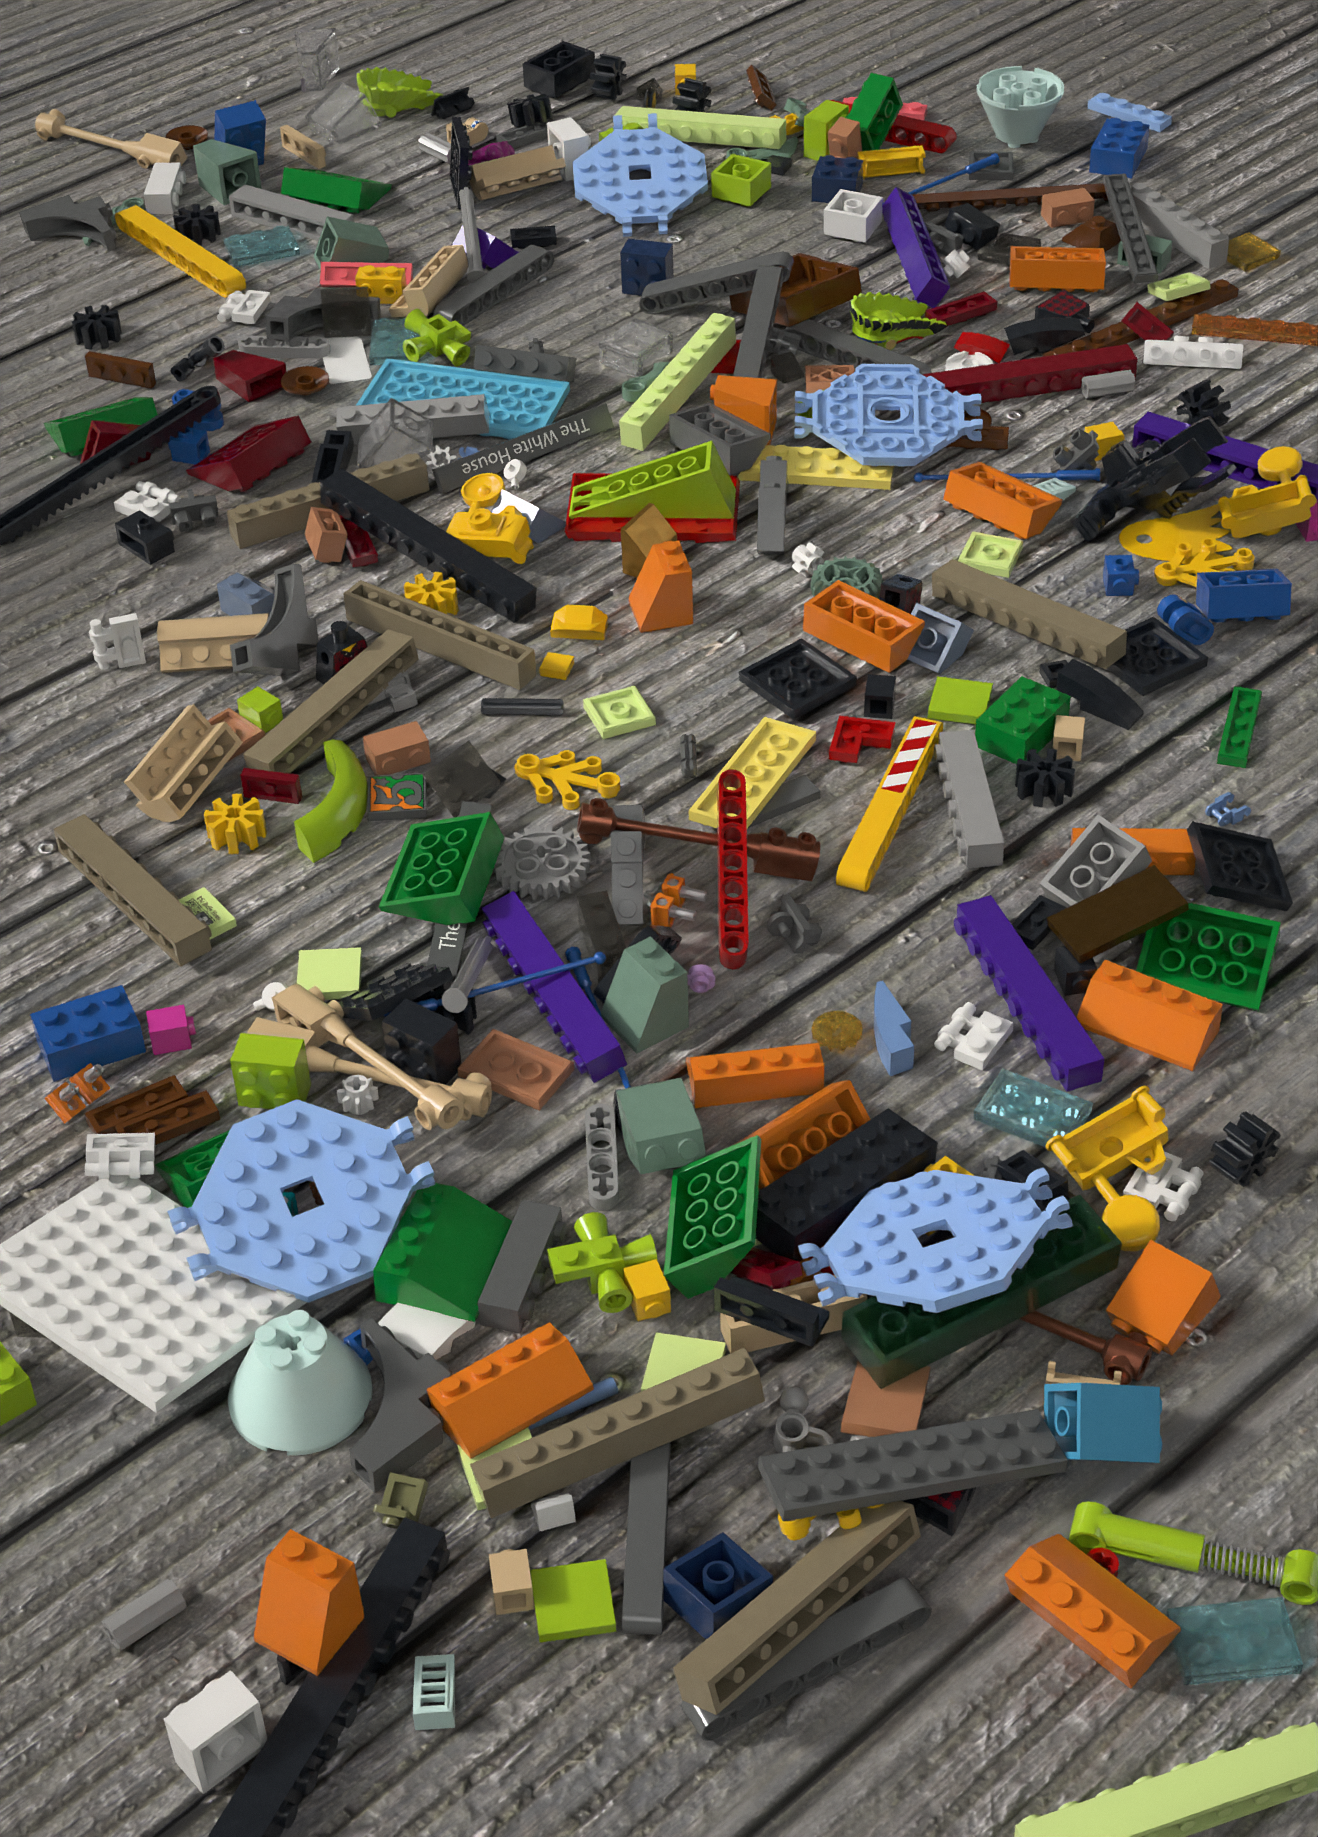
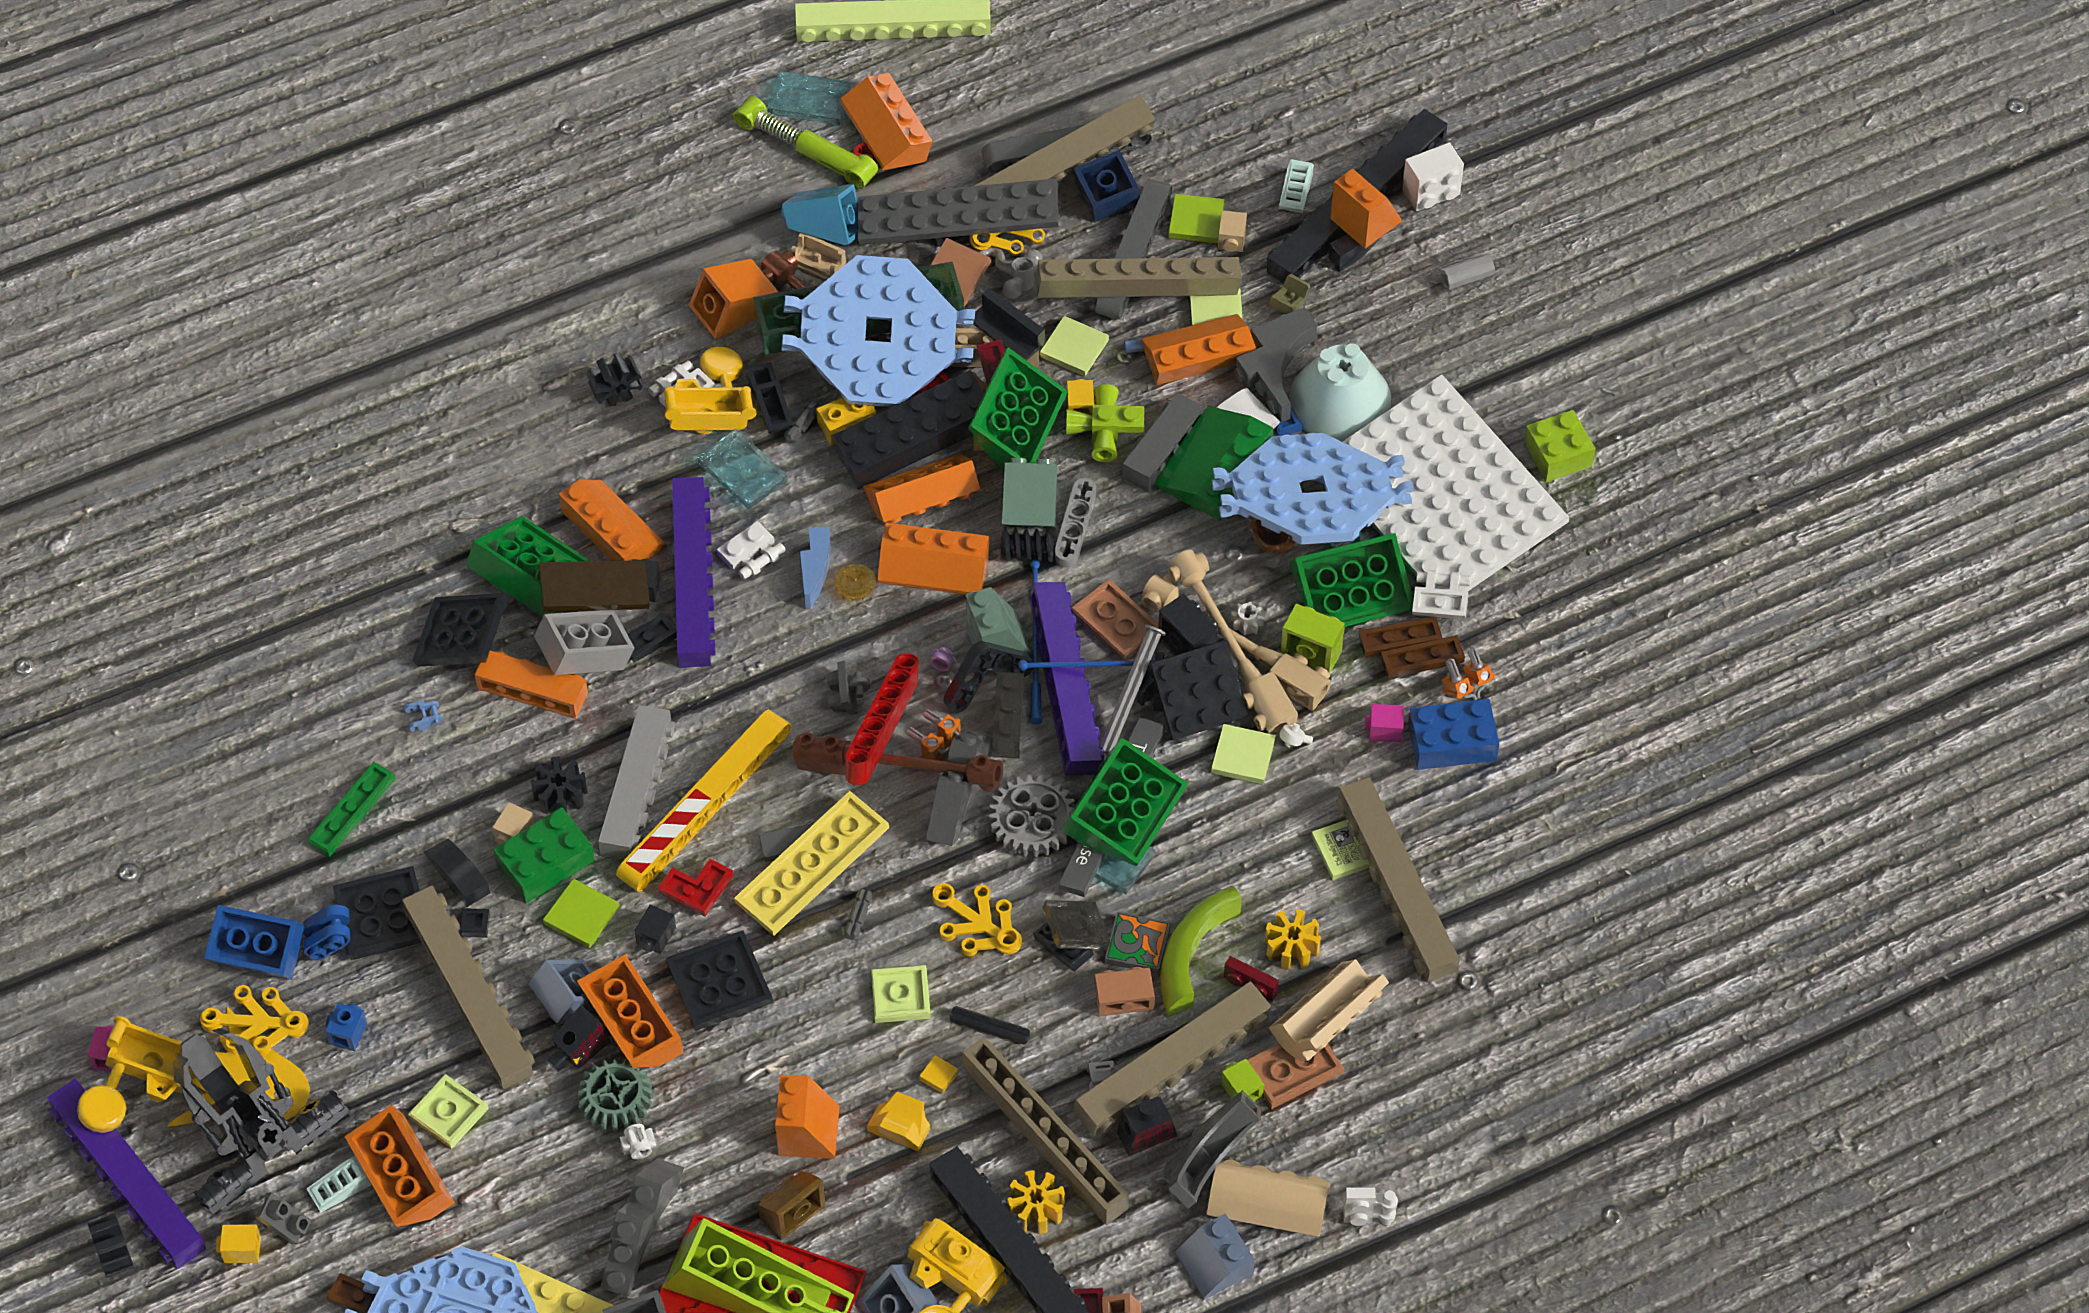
camera: 165 degrees left, 15 degrees up
(1060, 474) = (312, 1213): blue piece -> none

